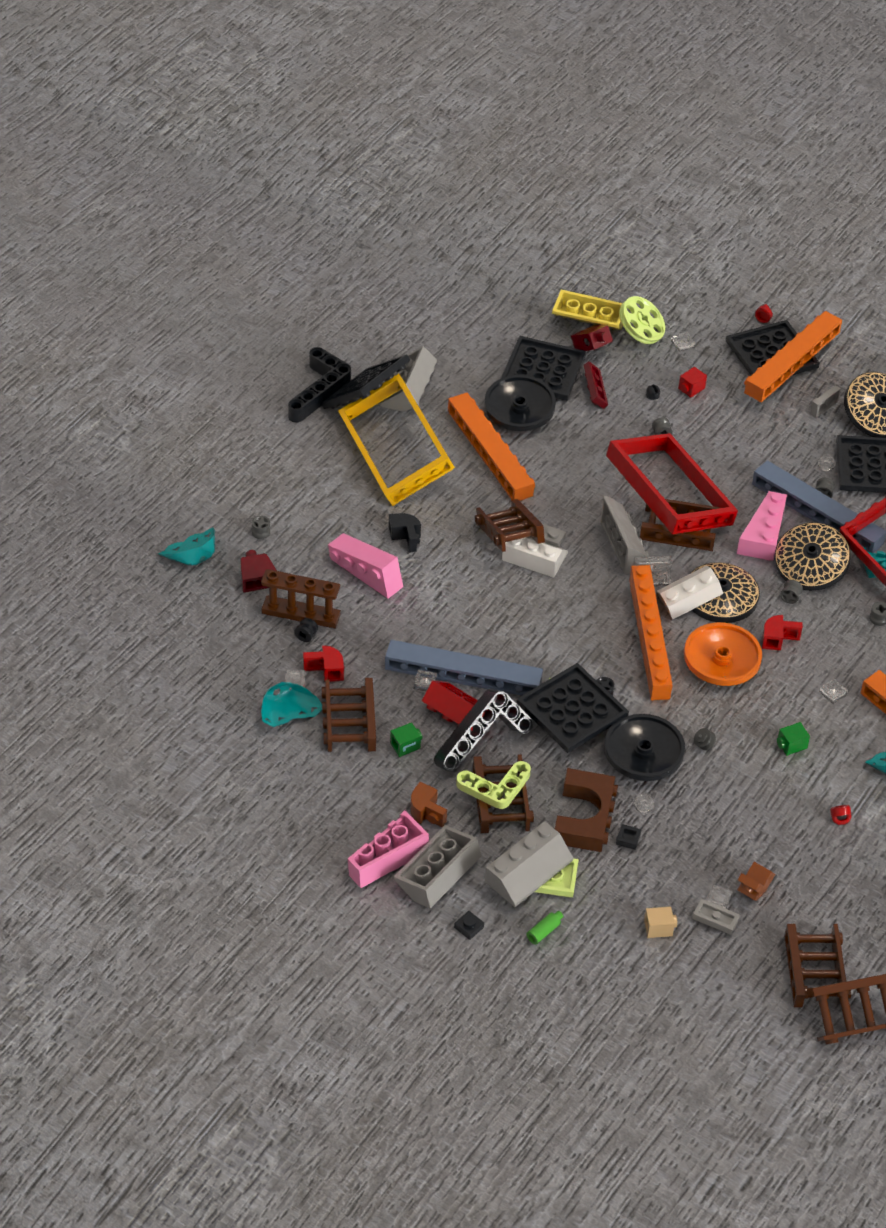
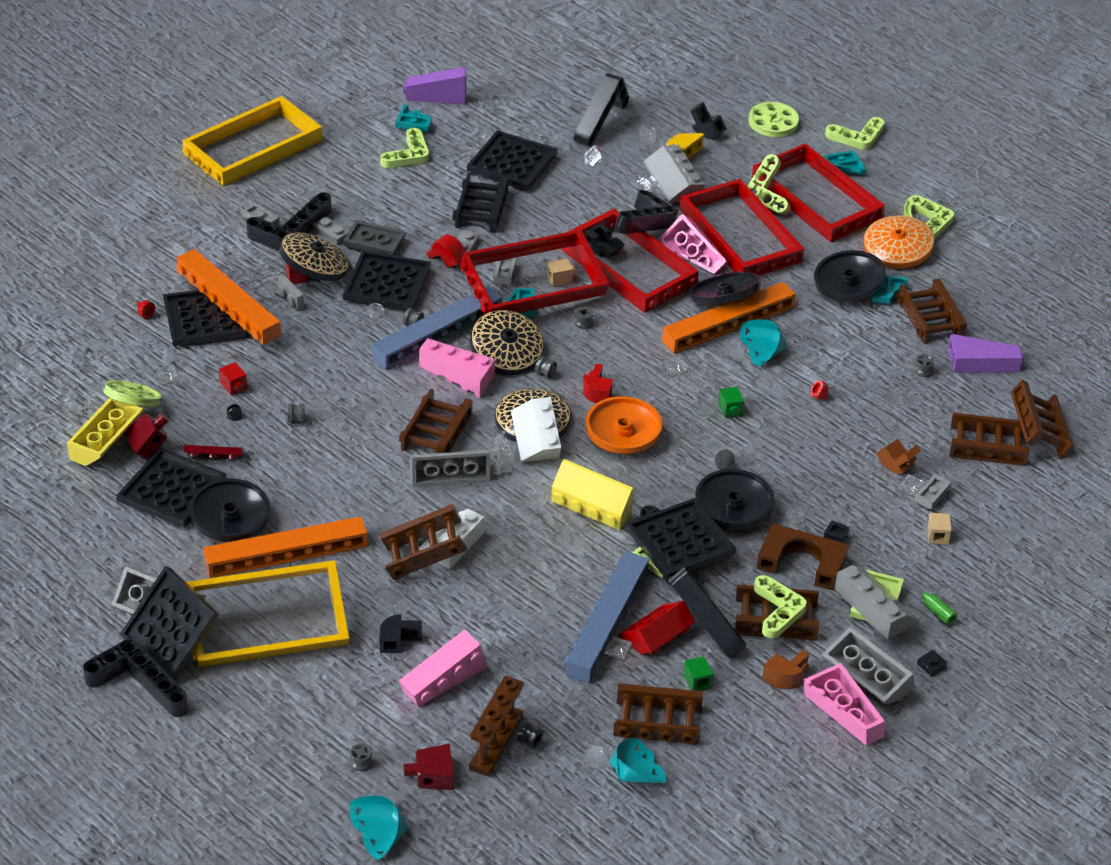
camera: 80 degrees left, 5 degrees down
(328, 660) = (582, 720): red brick -> none
(612, 640) = (592, 494): none -> light yellow slope
(650, 633) = (545, 465): orange brick -> none
(675, 523) = (391, 431): red door -> none

